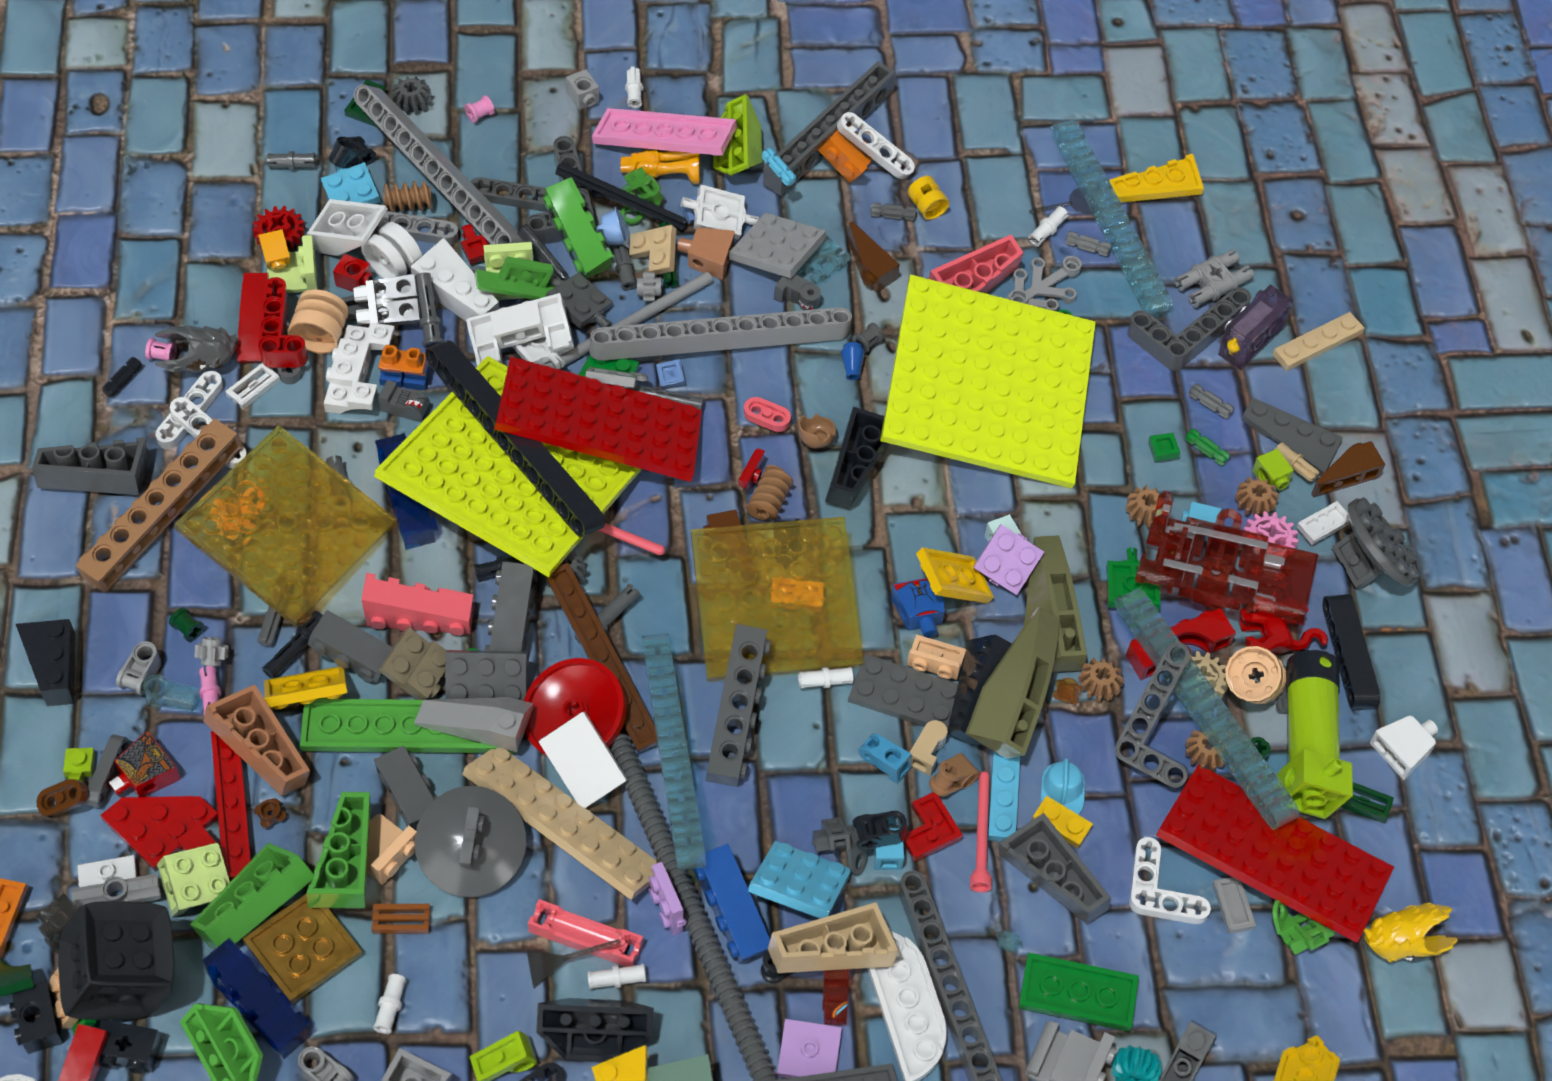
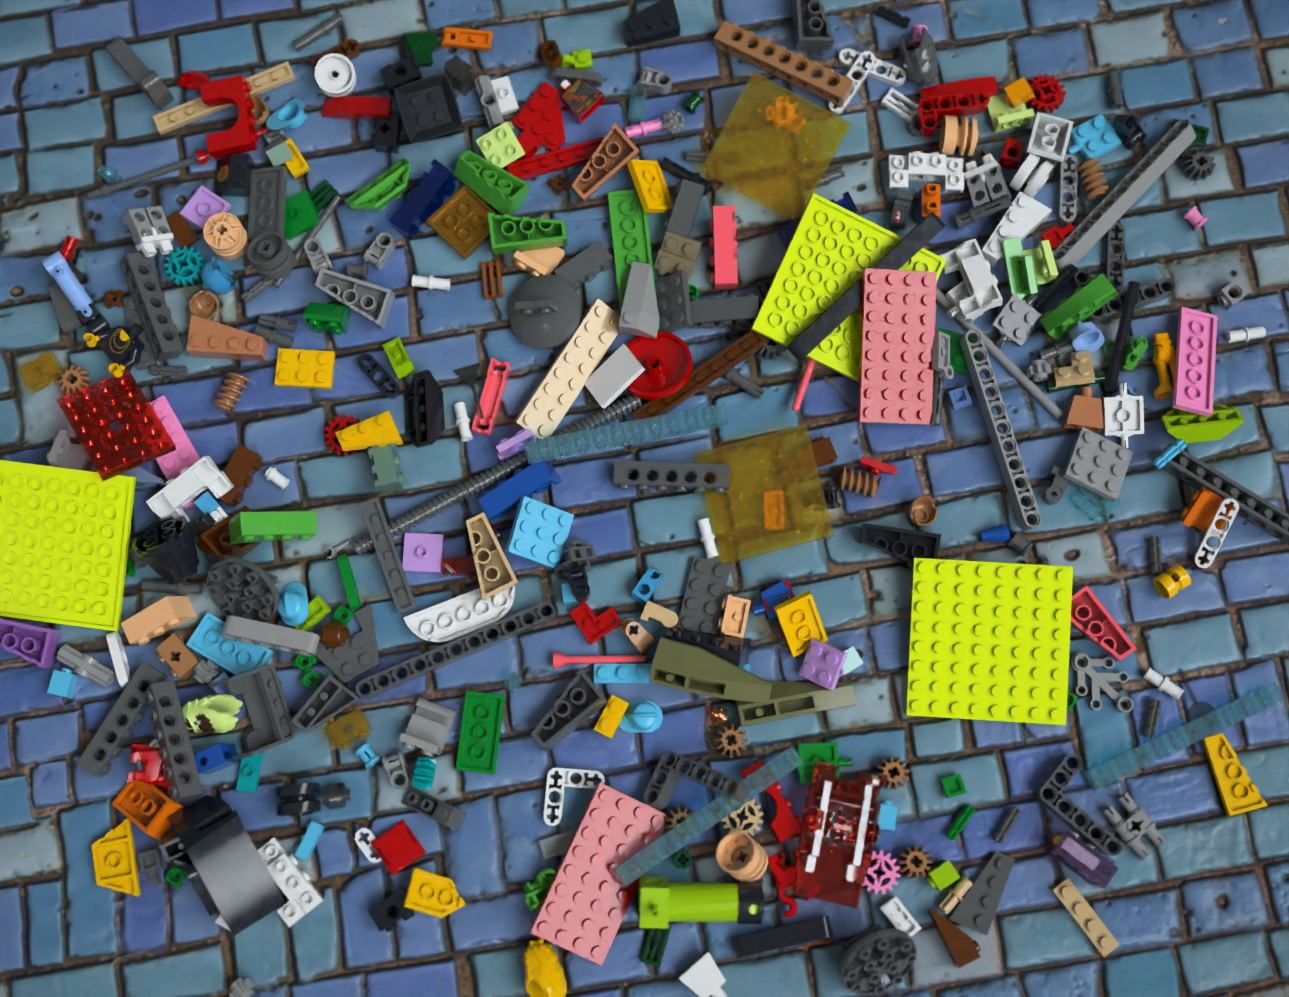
camera: 90 degrees right, 20 degrees up
(768, 414) = (933, 474): coral plate -> none
(873, 262) = (1095, 542): reddish brown slope -> none

